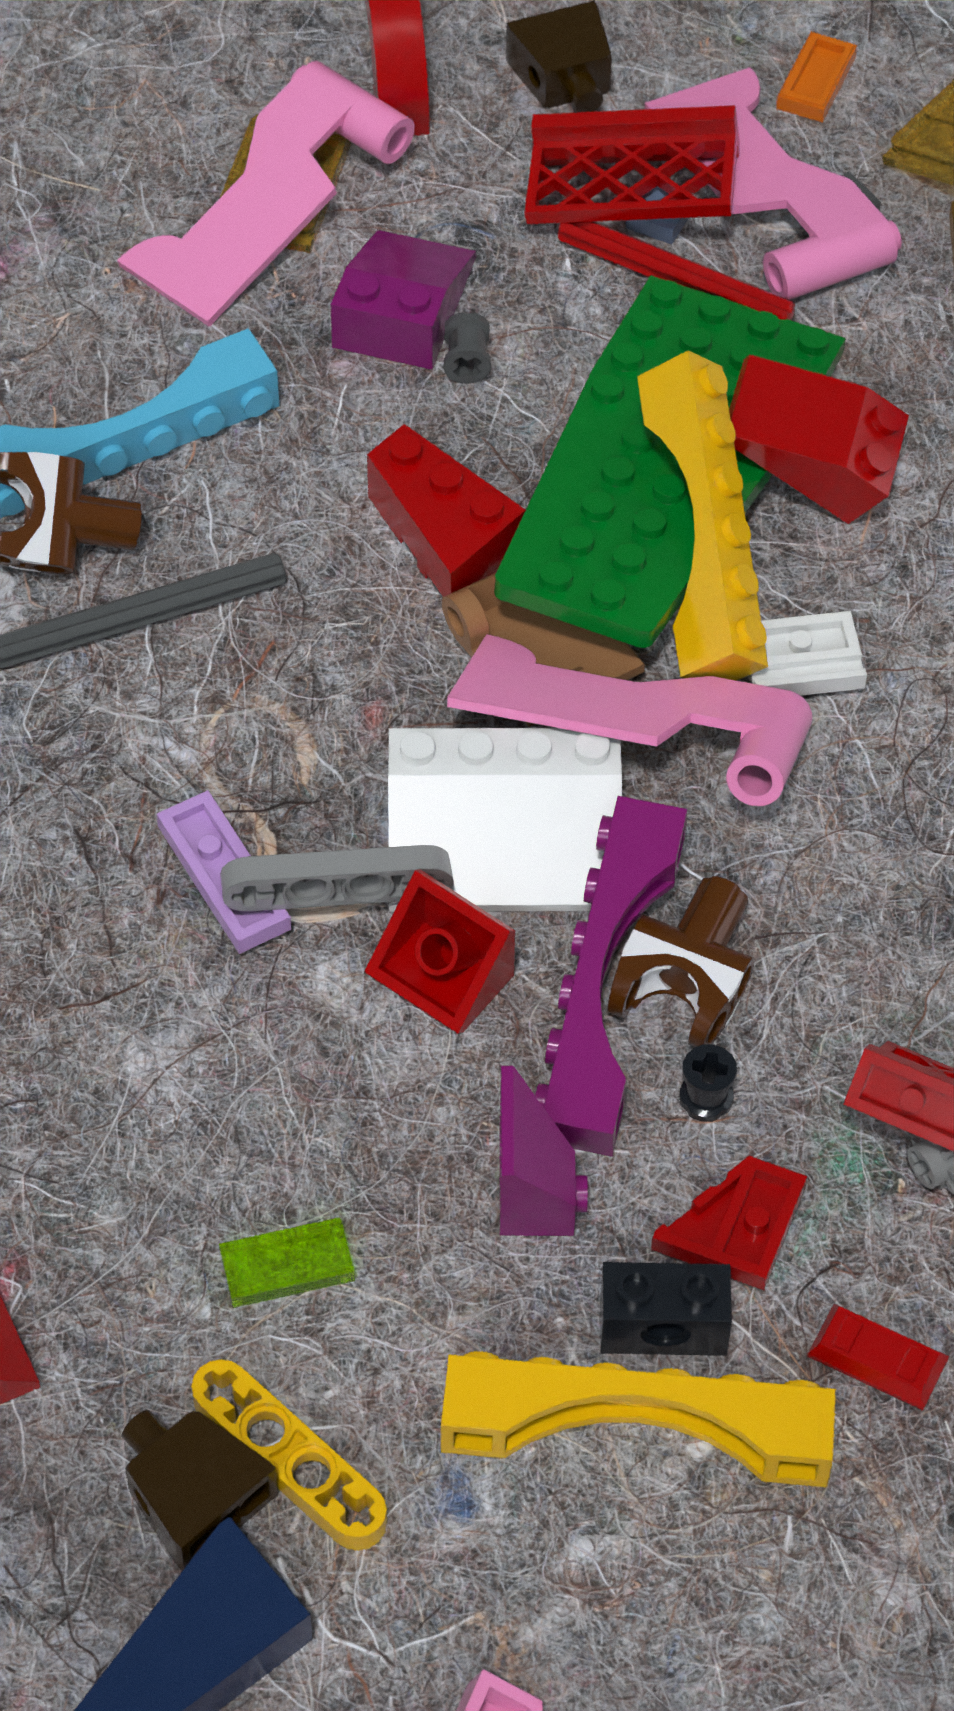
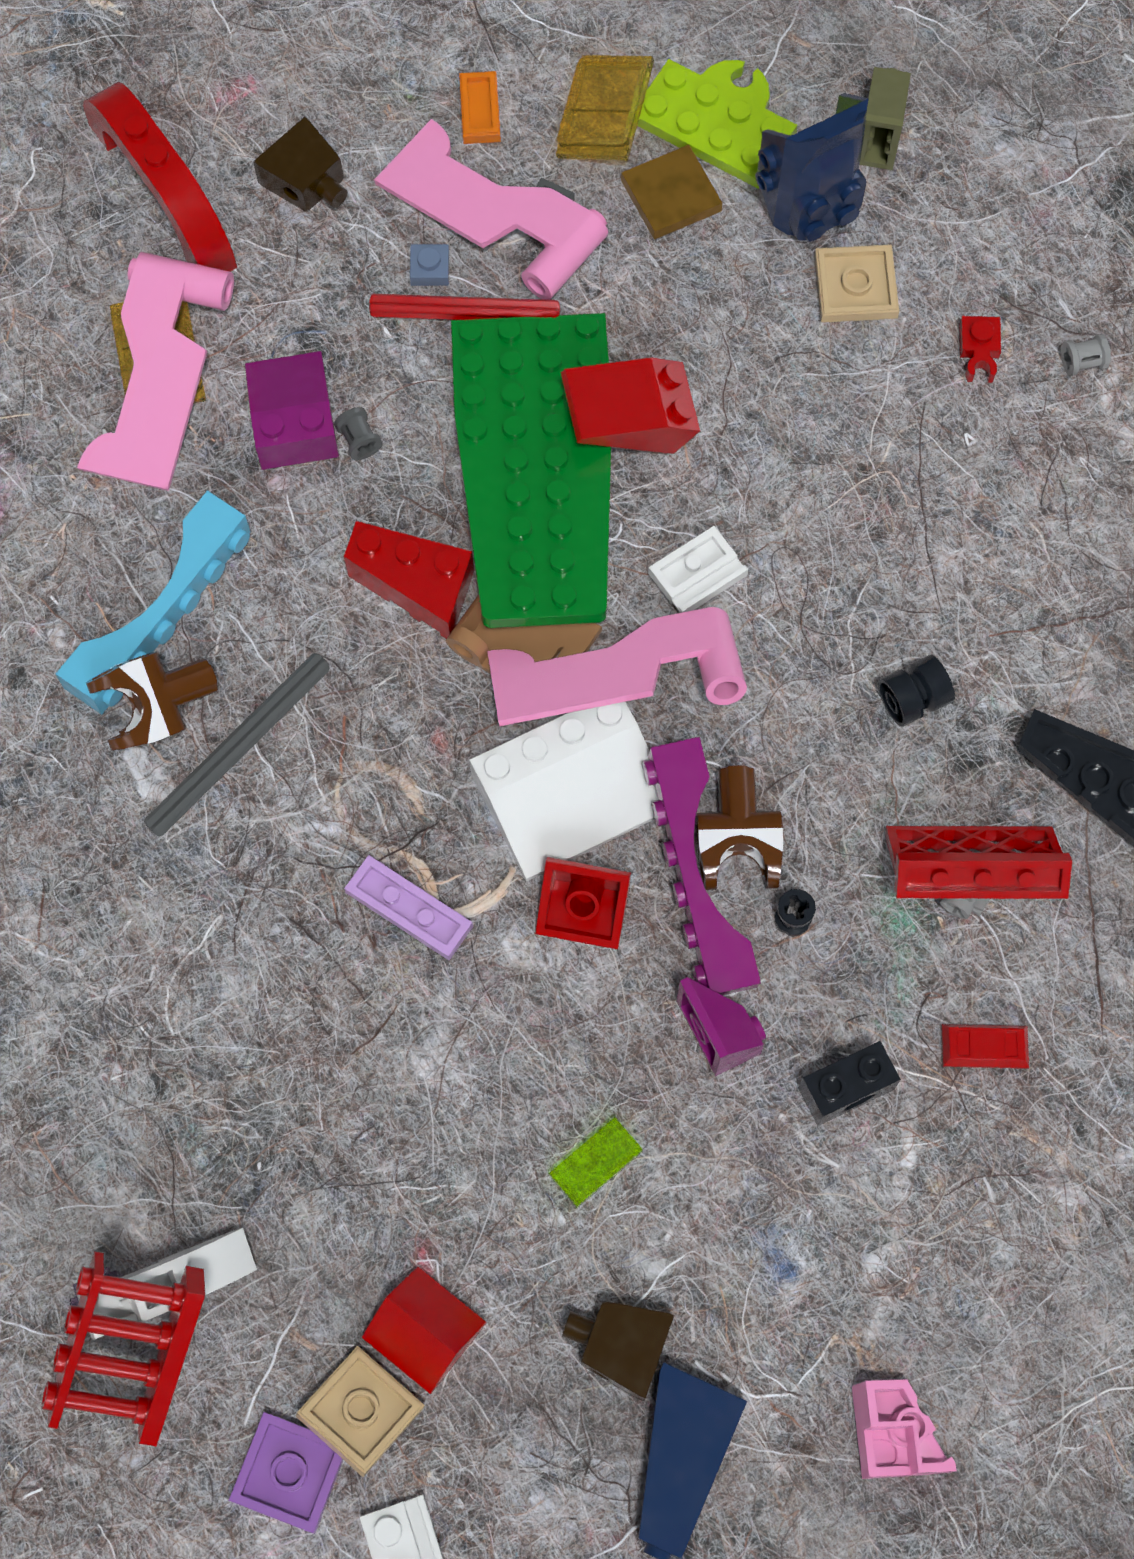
camera: 25 degrees left, 15 degrees up
(274, 882) = (490, 885): light grey beam -> none
(295, 1447) = (669, 1286): yellow beam -> none
(630, 141) = (390, 219): red fence -> none
(720, 616) = (639, 575): yellow arch -> none
(737, 1221) = (860, 1000): red wing -> none
(769, 1427) = (950, 1133): yellow arch -> none

